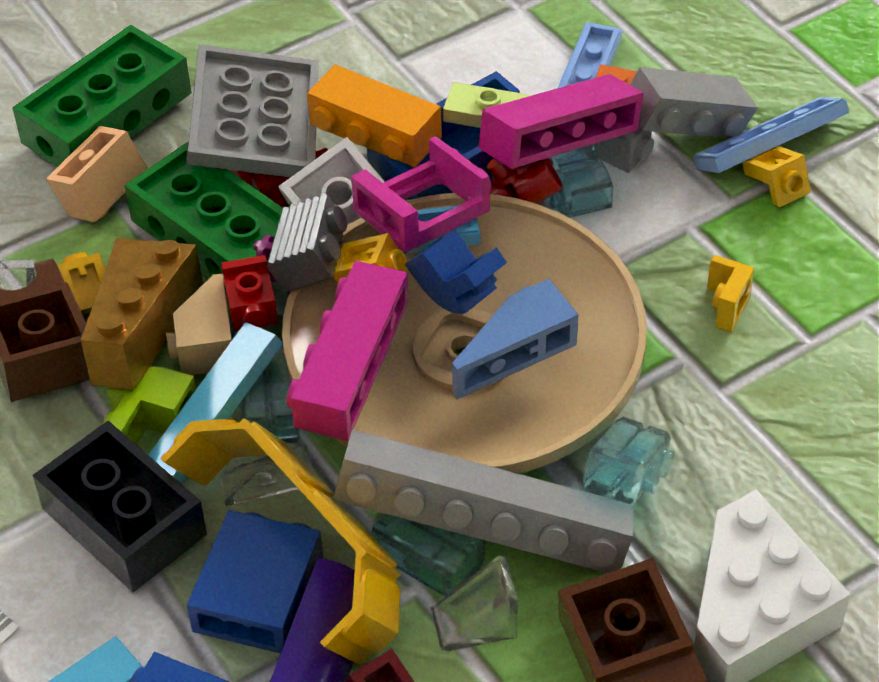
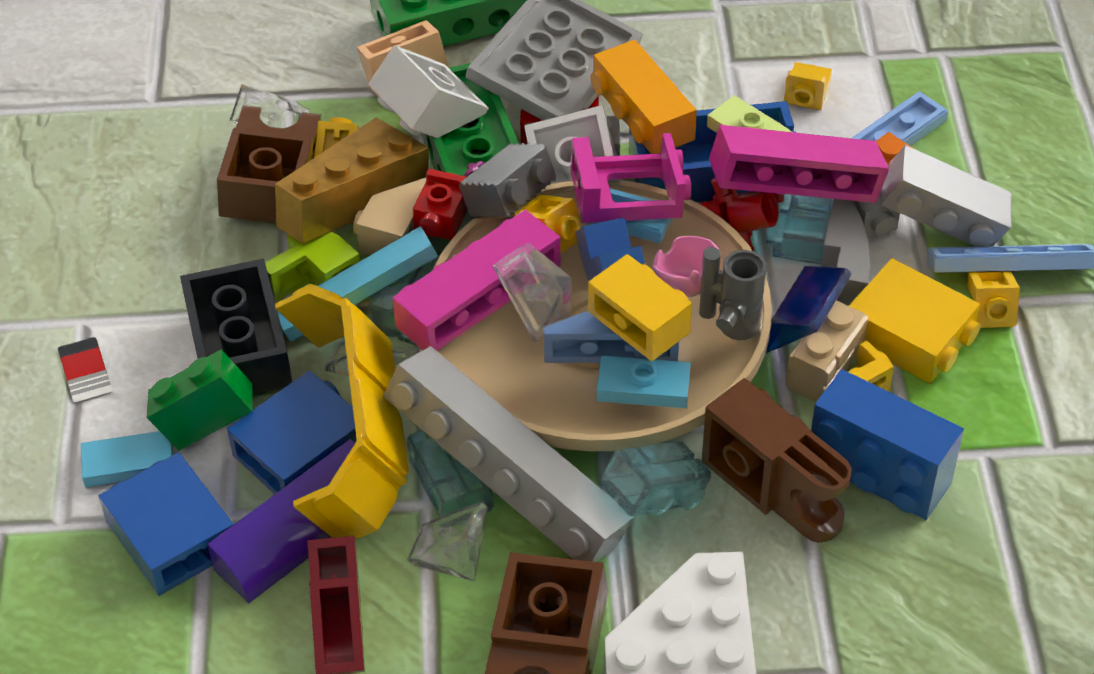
camera: 30 degrees right, 0 degrees up
(139, 590) = (199, 400): none -> green brick
(161, 195) = (424, 94): none -> white slope
(417, 330) = (535, 288): none -> clear slope
(485, 54) = (807, 85): none -> yellow bracket
(532, 251) = (683, 264): none -> bright pink hair
(541, 302) = (640, 307): none -> yellow brick
(563, 375) = (643, 381): none -> medium azure plate
(600, 257) = (736, 289): none -> dark grey pin
(638, 190) = (847, 247): none -> light grey slope
(645, 241) = (806, 304): none -> clear blue slope
(682, 280) = (827, 351): none -> tan brick
(722, 395) = (775, 461): none -> reddish brown brick
(732, 221) = (917, 320): none -> yellow brick
(798, 338) = (888, 443): none -> blue brick

